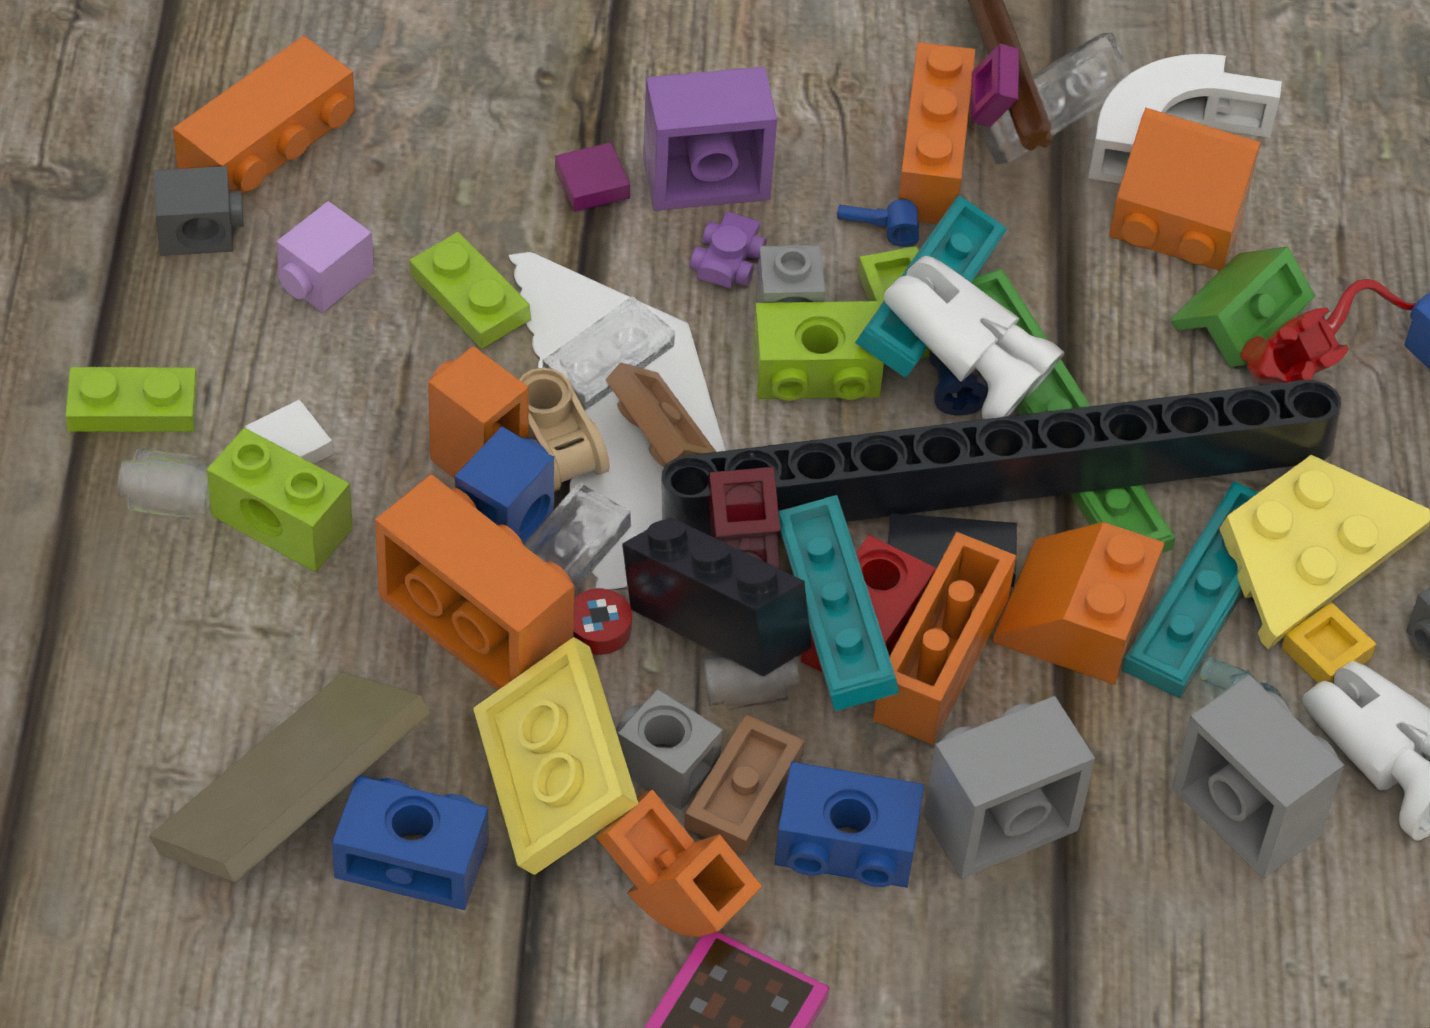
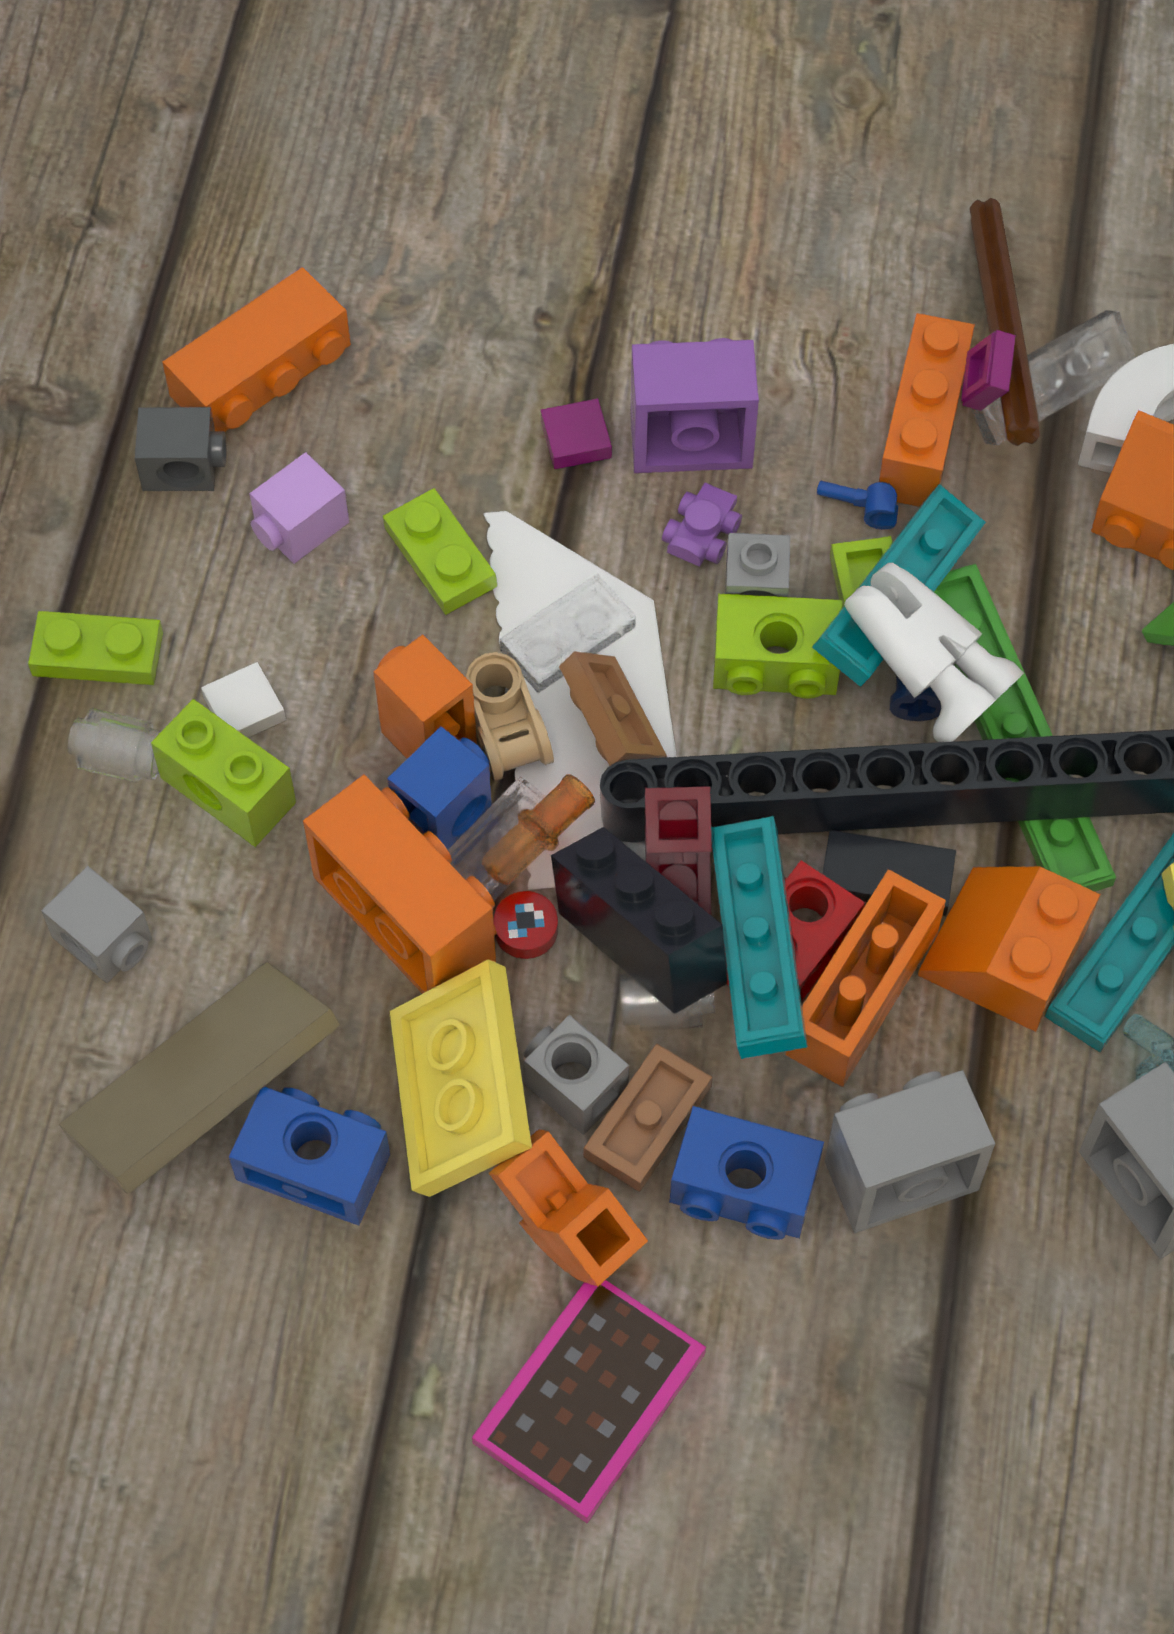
camera: 10 degrees right, 10 degrees up
(167, 648) = (98, 925): none -> light grey brick
(605, 524) = (538, 830): none -> clear orange axle

